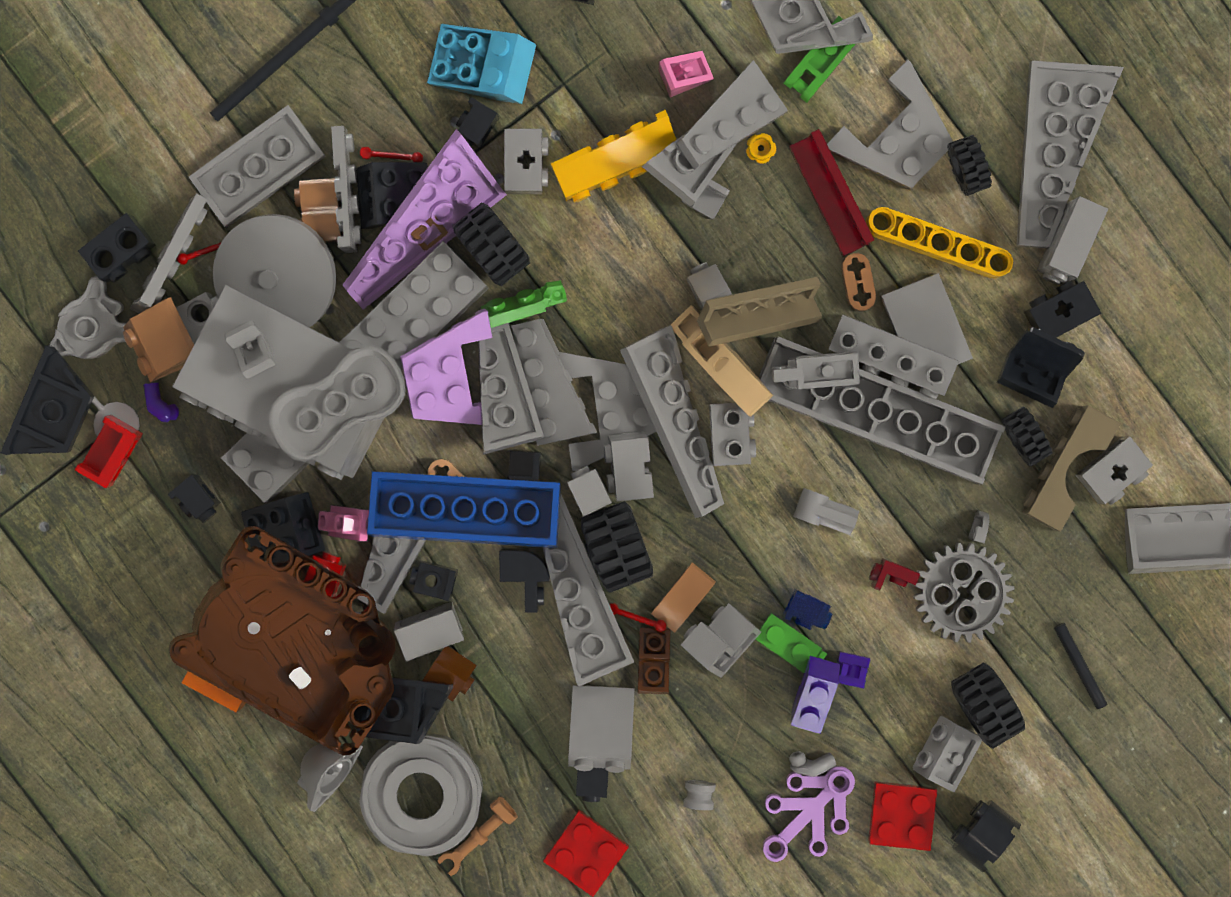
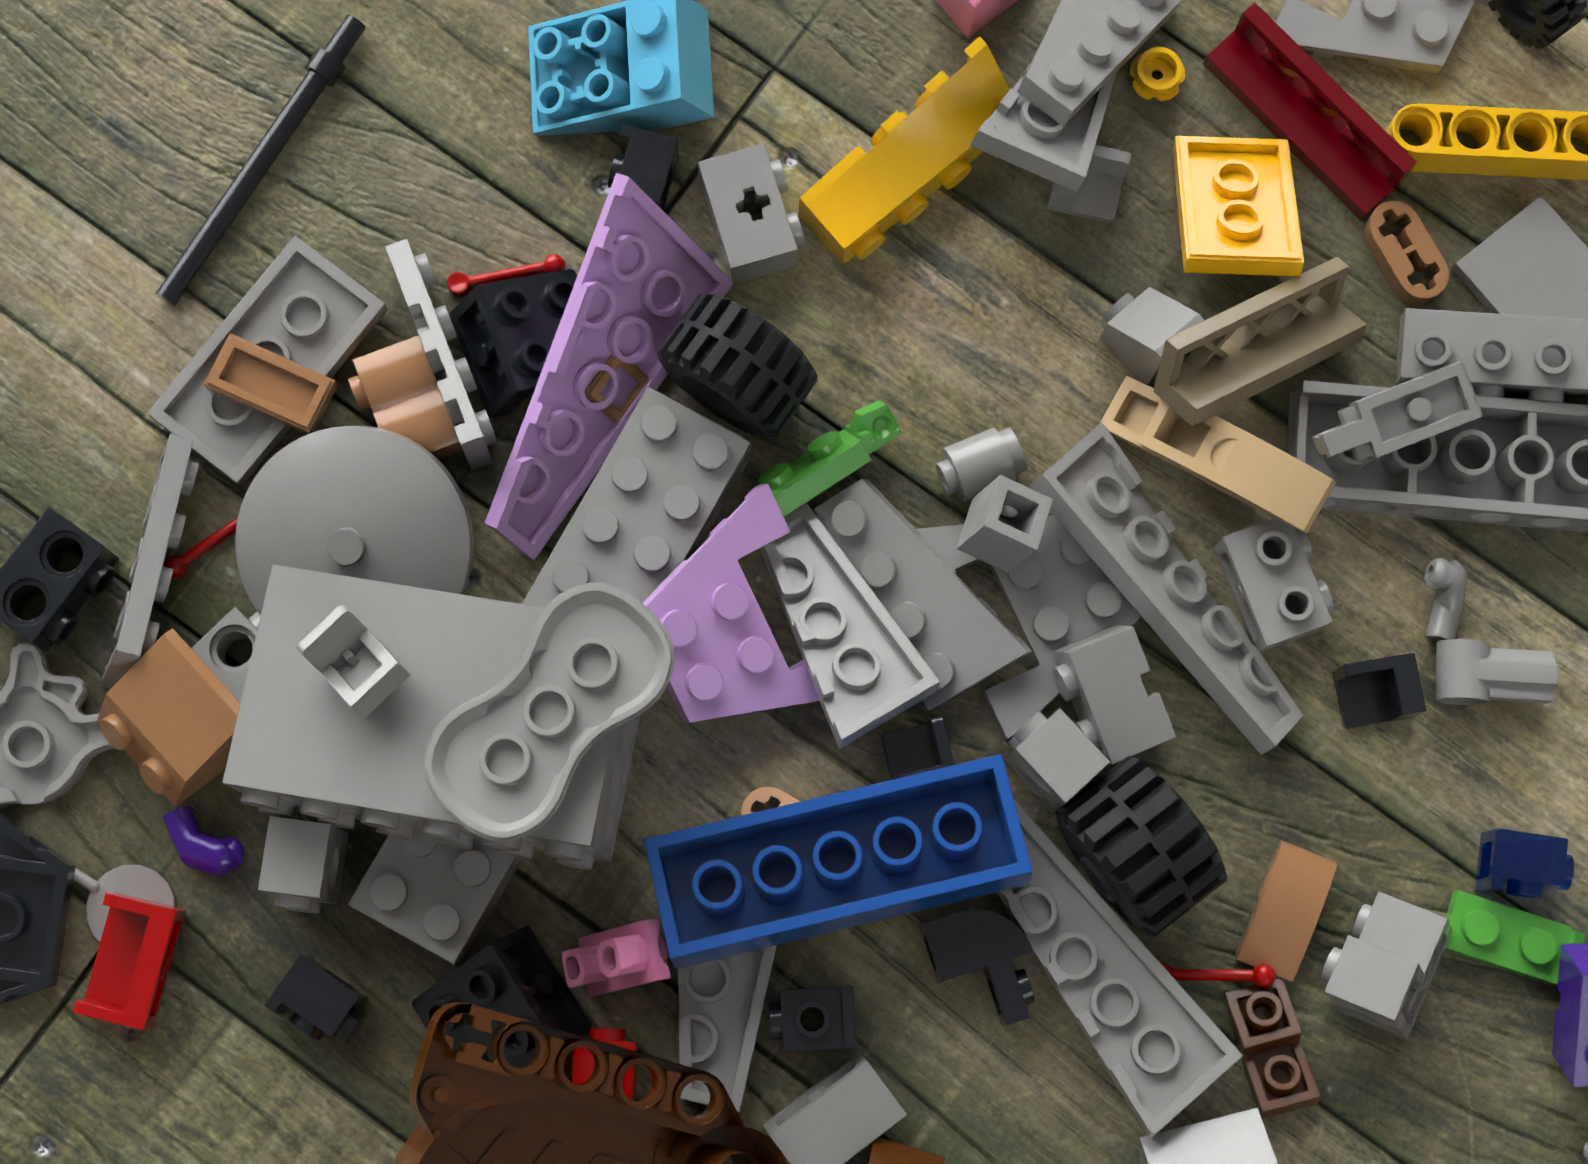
camera: 20 degrees left, 10 degrees down
(203, 432) = (303, 864): none -> light grey brick
(254, 181) = (270, 384): none -> medium nougat tile
(601, 365) = (1004, 523): none -> light grey brick
(602, 328) = (979, 460): none -> light grey brick
(765, 503) = (1379, 691): none -> black panel
(775, 233) = (1237, 206): none -> yellow tile
(817, 469) = (1447, 608): none -> light grey arm

